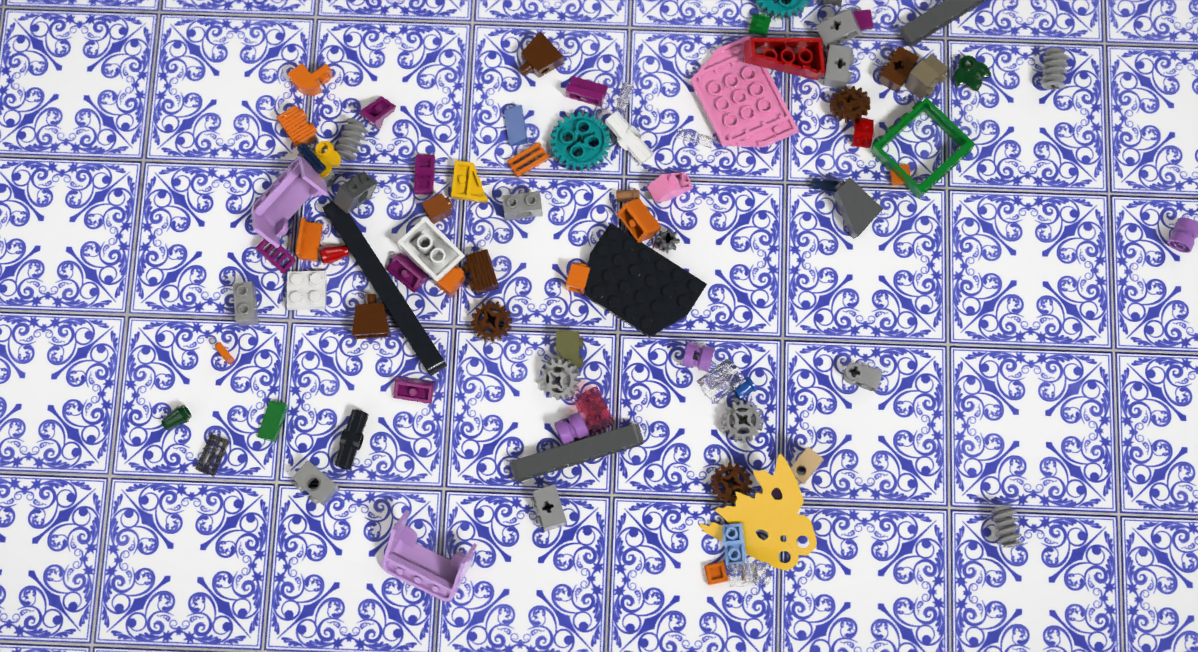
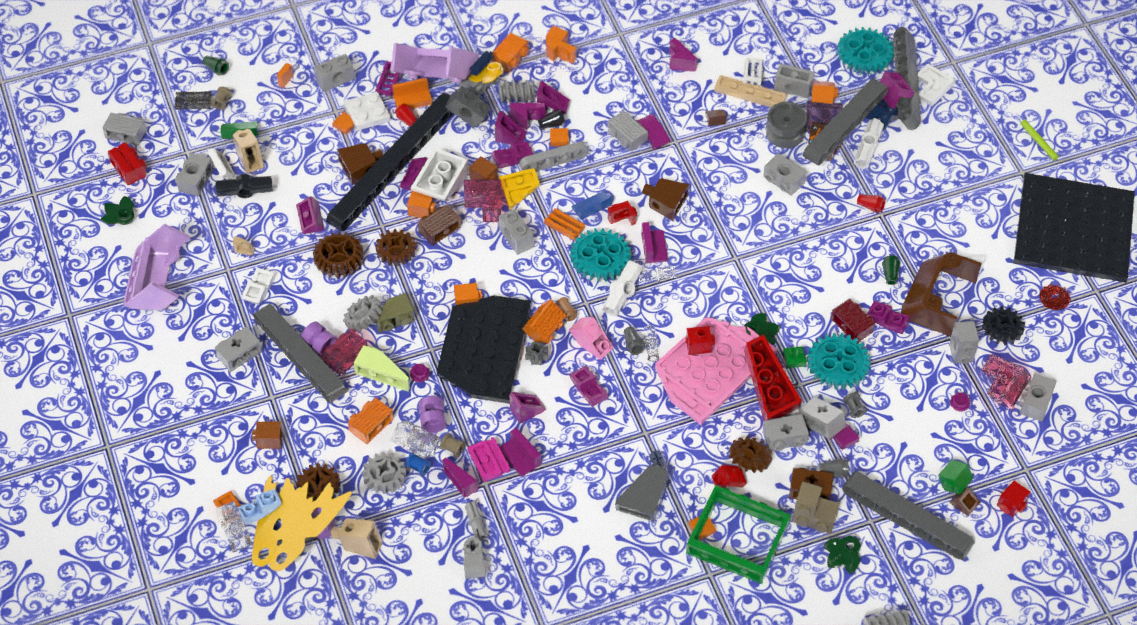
camera: 65 degrees right, 20 degrees down
(222, 534) = (124, 128): none -> light grey brick
(225, 426) = (221, 98): none -> dark tan bush
(270, 545) = (127, 164): none -> red brick
(308, 420) = (244, 143): none -> tan torso
(311, 317) = (343, 123): none -> orange tile
(315, 452) = (221, 164): none -> white tile
(325, 574) = (119, 213): none -> dark green plate
(380, 145) = (526, 111): none -> magenta slope
(396, 166) = (507, 130): none -> magenta slope
(400, 120) = (551, 120): none -> black cone
(421, 124) = (558, 136): none -> orange tile
(426, 465) = (242, 246): none -> tan tile
(446, 59) = (627, 131): none -> light grey brick
(447, 138) = (572, 152): none -> light grey beam
(456, 35) = (656, 134): none -> magenta slope
(470, 214) = (484, 195): none -> clear pink brick
(480, 466) = (259, 286): none -> white slope
(485, 392) = (339, 261): none -> reddish brown gear
(540, 97) = (622, 211): none -> red bracket
(622, 386) = (378, 367): none -> yellowish green slope
(643, 352) = (419, 373): none -> magenta plate
(659, 511) = (267, 435): none -> dark orange brick
(680, 414) = (370, 420): none -> orange brick
(687, 152) = (633, 341): none -> dark grey cone
(718, 37) = (761, 326): none -> dark green plate
(719, 95) = (699, 340): none -> red brick
(719, 210) = (588, 387): none -> magenta slope
(720, 272) = (525, 406): none -> magenta slope
(736, 351) = (452, 445): none -> dark tan bush
(763, 325) = (488, 459): none -> dark pink plate
(767, 296) = (520, 453): none -> magenta panel
(776, 357) = (462, 480): none -> magenta slope
(822, 360) = (475, 520): none -> light grey axle
(888, 42) = (837, 467): none -> dark grey cone

